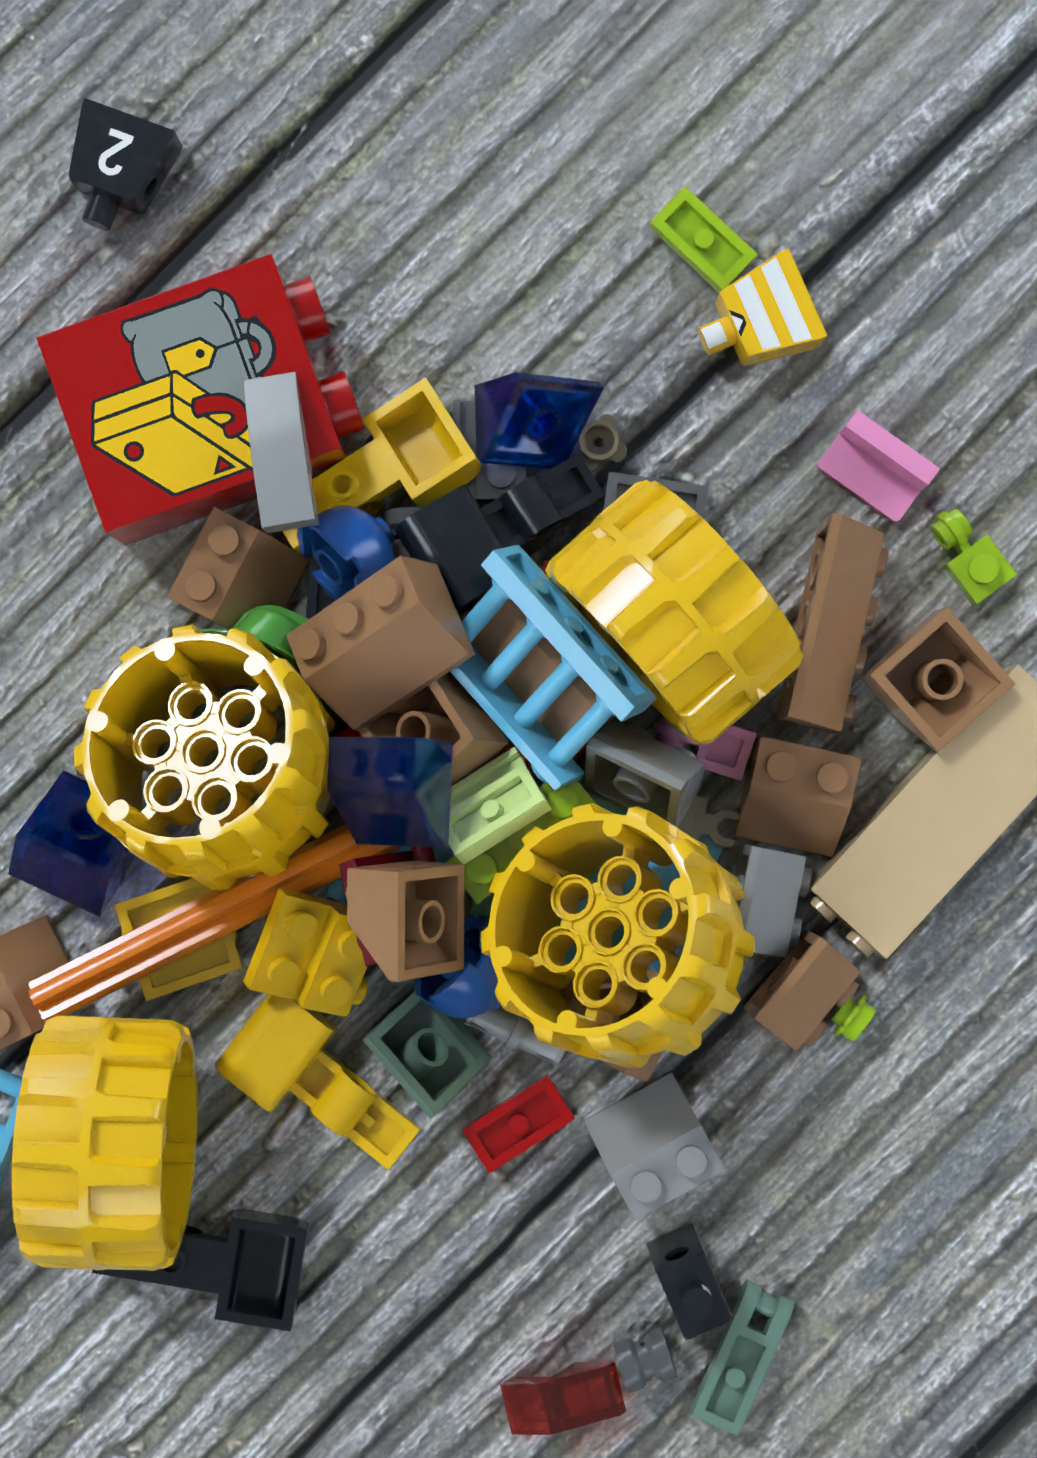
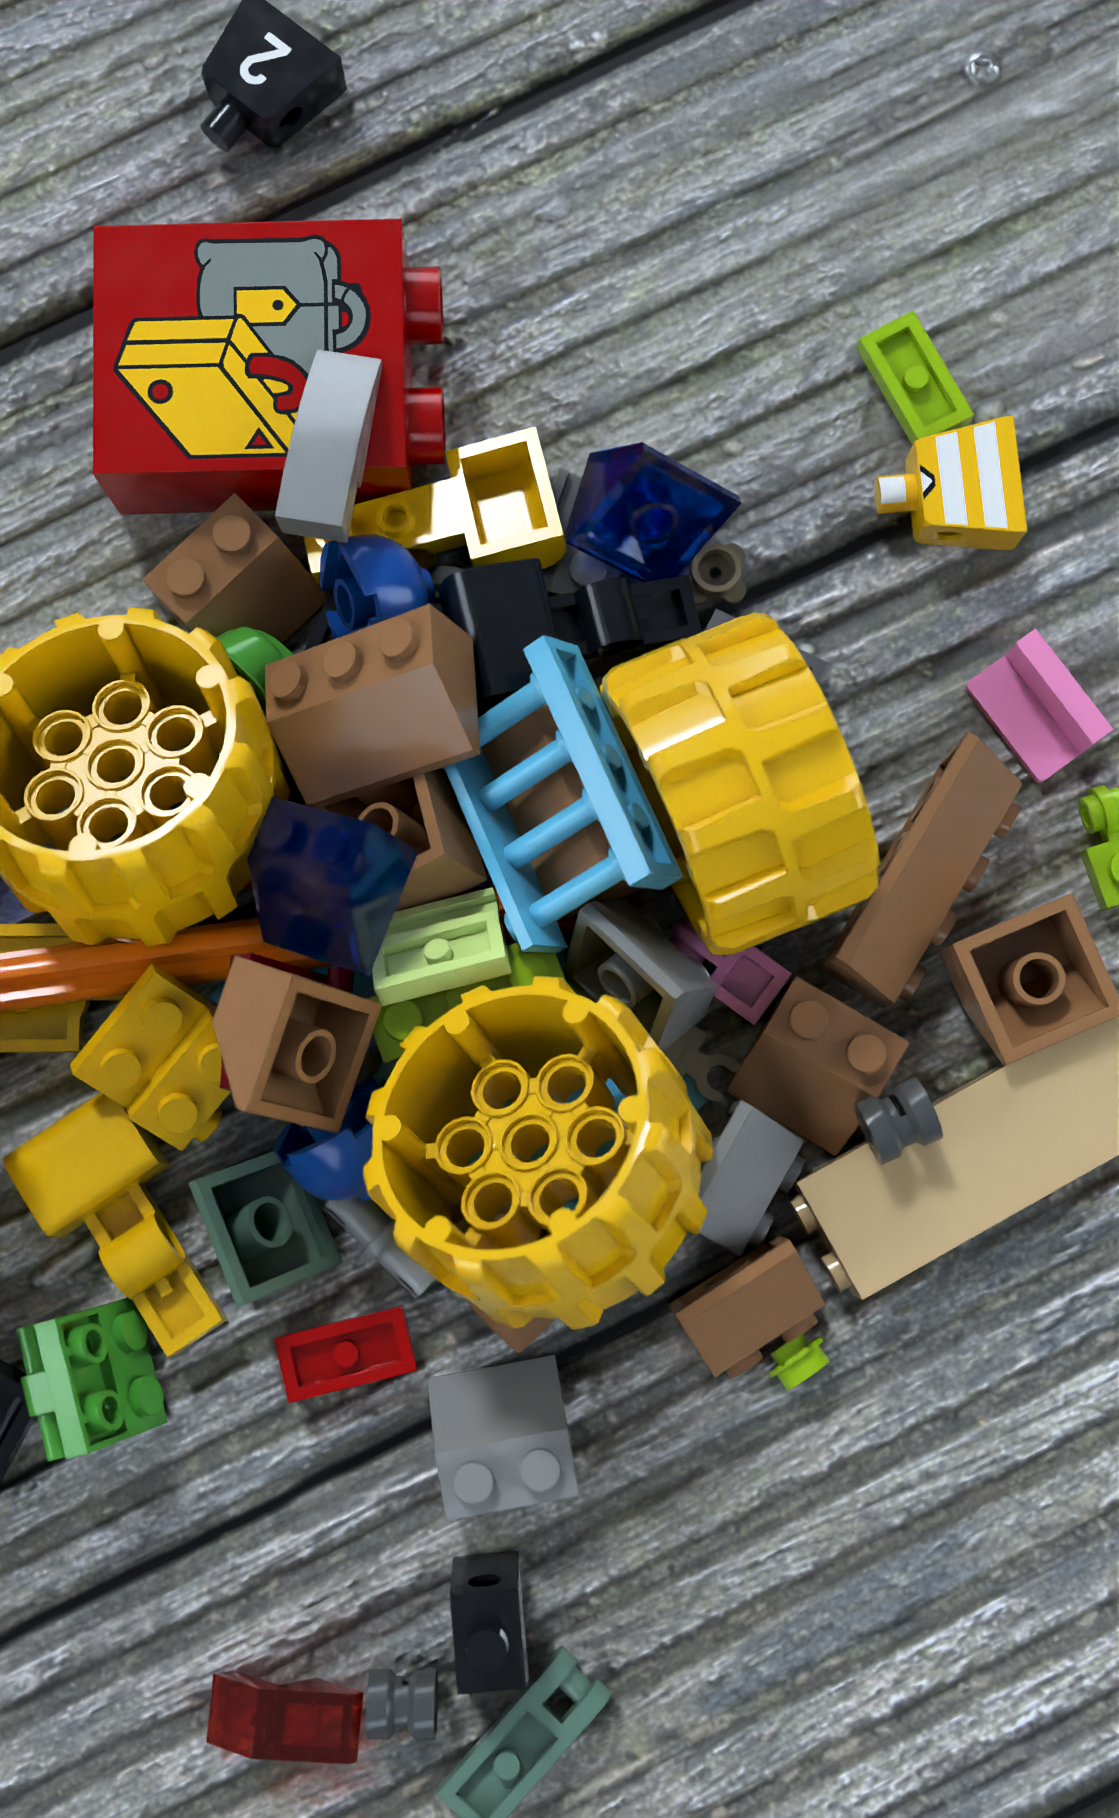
camera: 15 degrees right, 5 degrees down
(338, 1205) = (90, 1379): none -> bright green plate
(871, 820) = (898, 1120): none -> dark grey wheel

